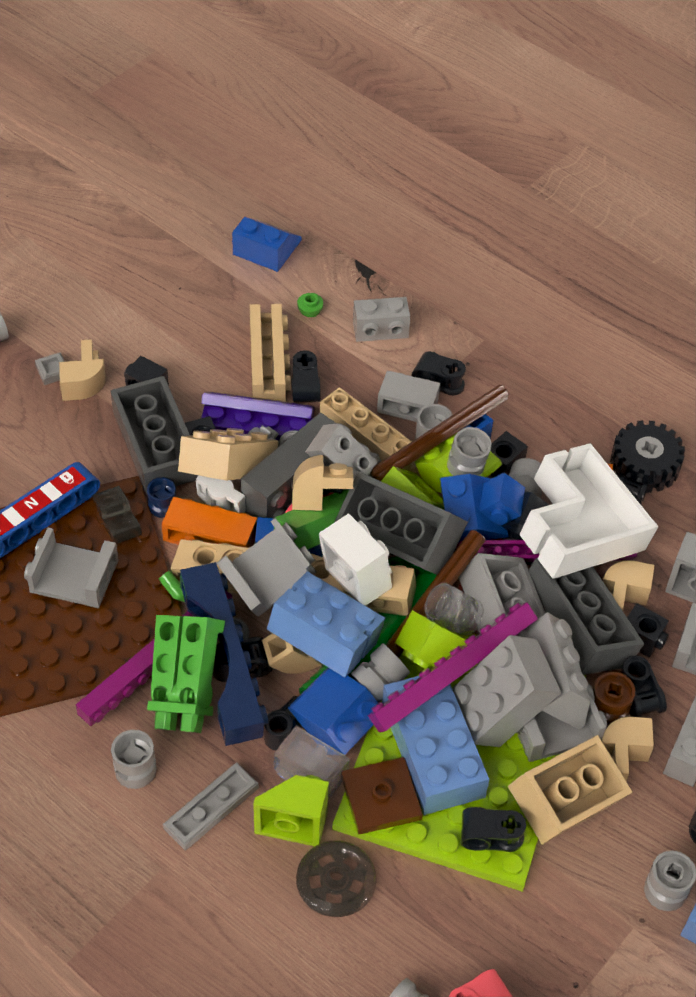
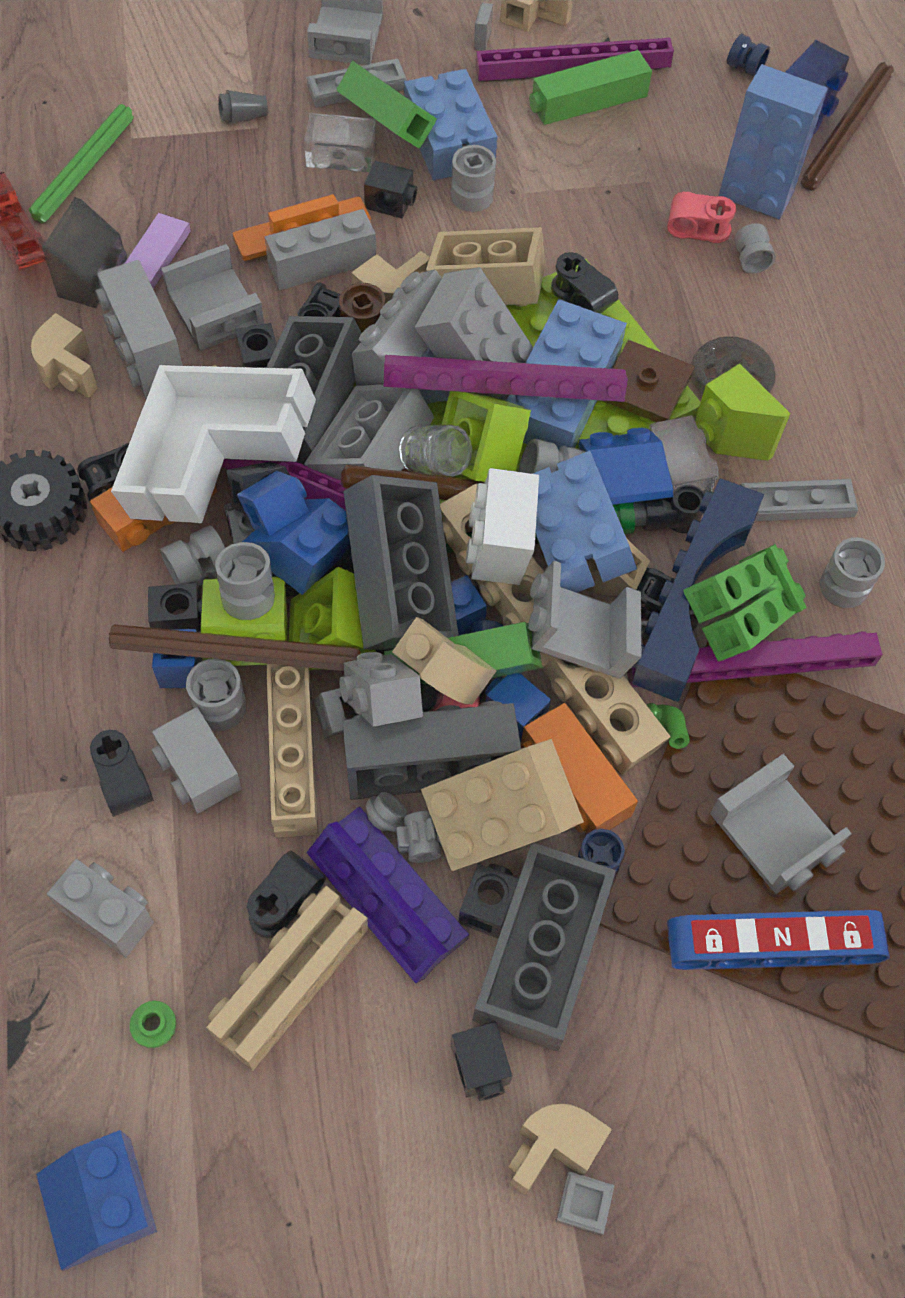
camera: 140 degrees left, 10 degrees up
(117, 515) = (674, 867): clear smoke slope -> none

